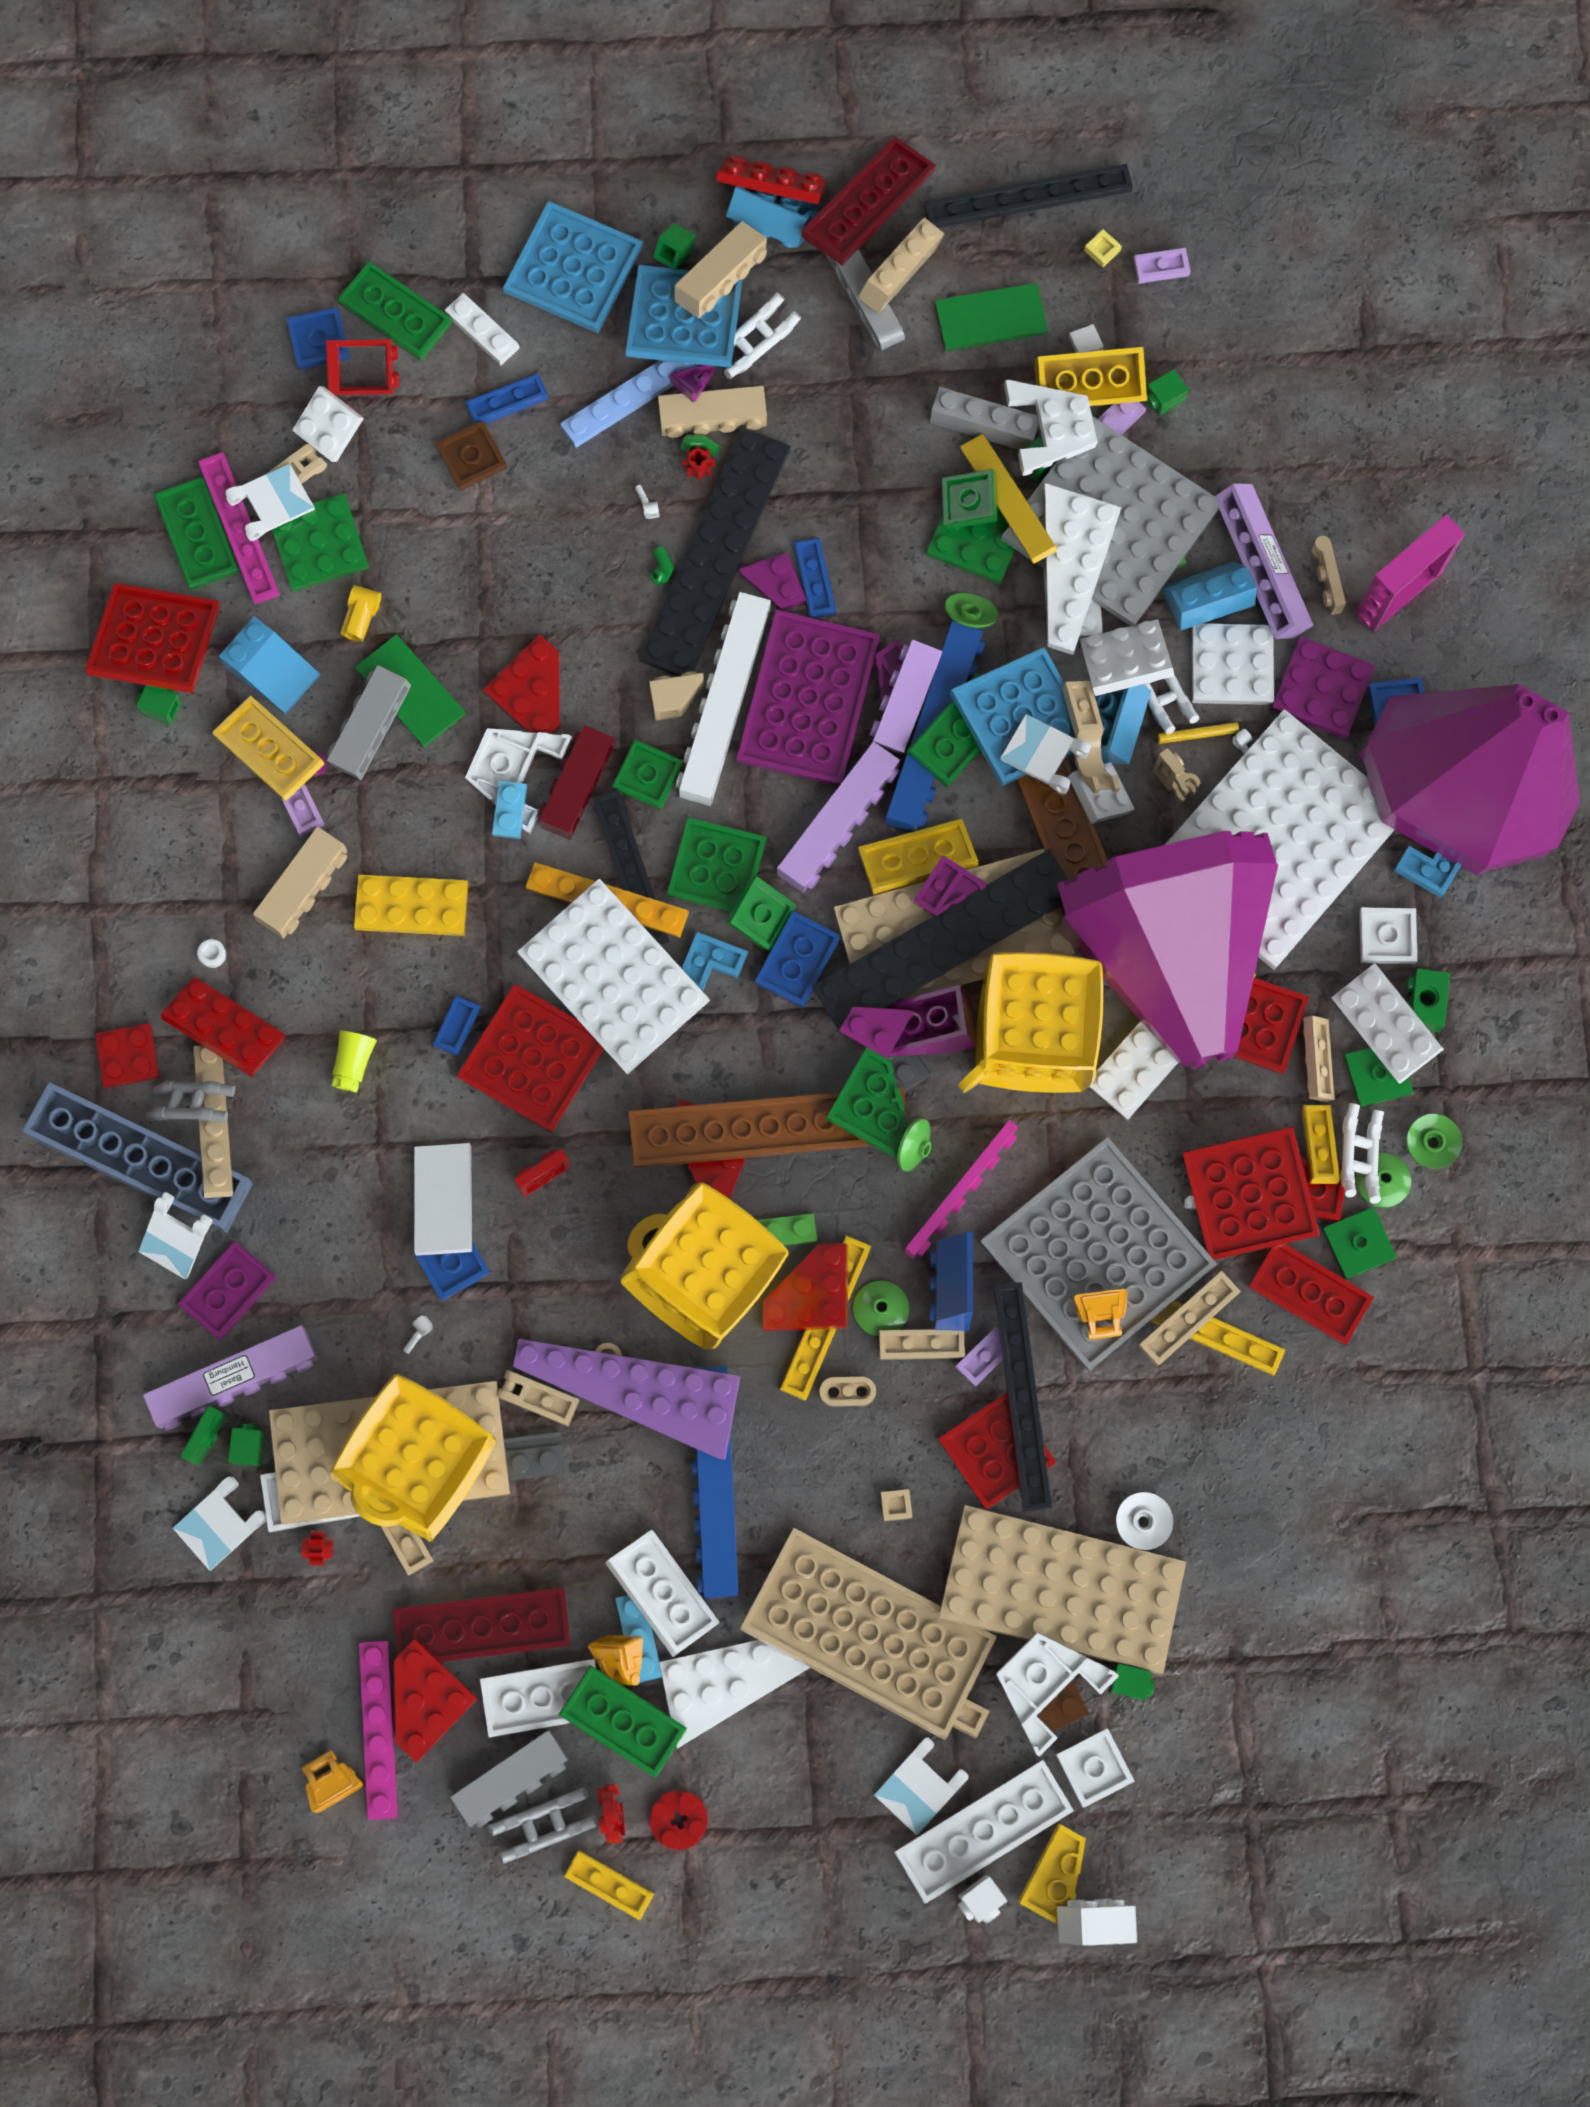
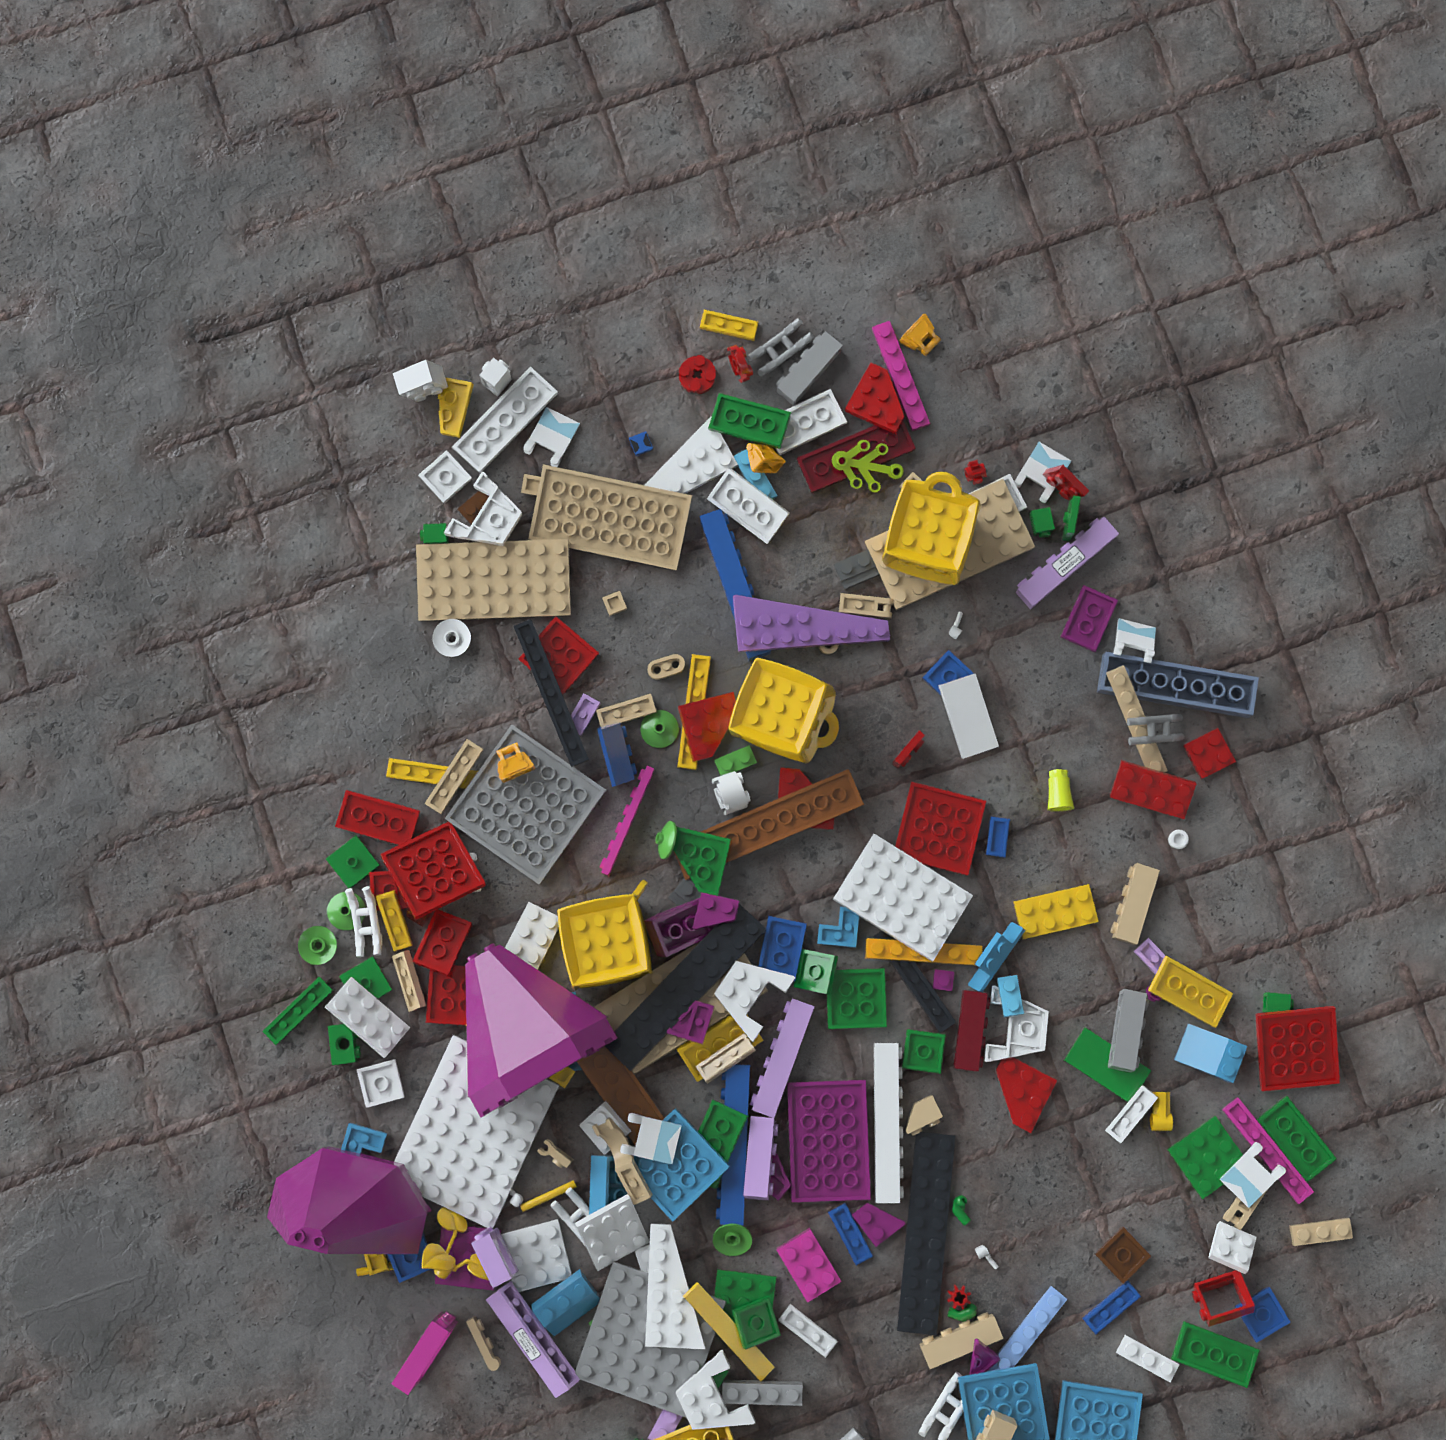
camera: 170 degrees right, 5 degrees up
(192, 1487) = (1065, 482): none -> red plate
(207, 414) = (1321, 1231): none -> tan plate
(400, 619) = (1131, 1113): none -> white plate
(473, 1604) = (864, 465): none -> lime plant
(511, 867) = (994, 956): none -> dark azure bracket
(592, 859) = (943, 980): none -> magenta plate
(792, 1736) = (640, 443): none -> blue tile
(807, 1183) = (731, 792): none -> white brick
(866, 916) = (743, 987): none -> white wing
(880, 553) = (808, 1265): none -> dark pink brick
(904, 479) = (808, 1330): none -> white tile
(915, 833) = (725, 1058): none -> tan tile
(1261, 1093) = (442, 942): none -> red plate
(1291, 659) = (494, 1256): none -> lavender arch
(1364, 675) = (438, 1259): none -> yellow plant
(1480, 1062) = (297, 1010): none -> green plate

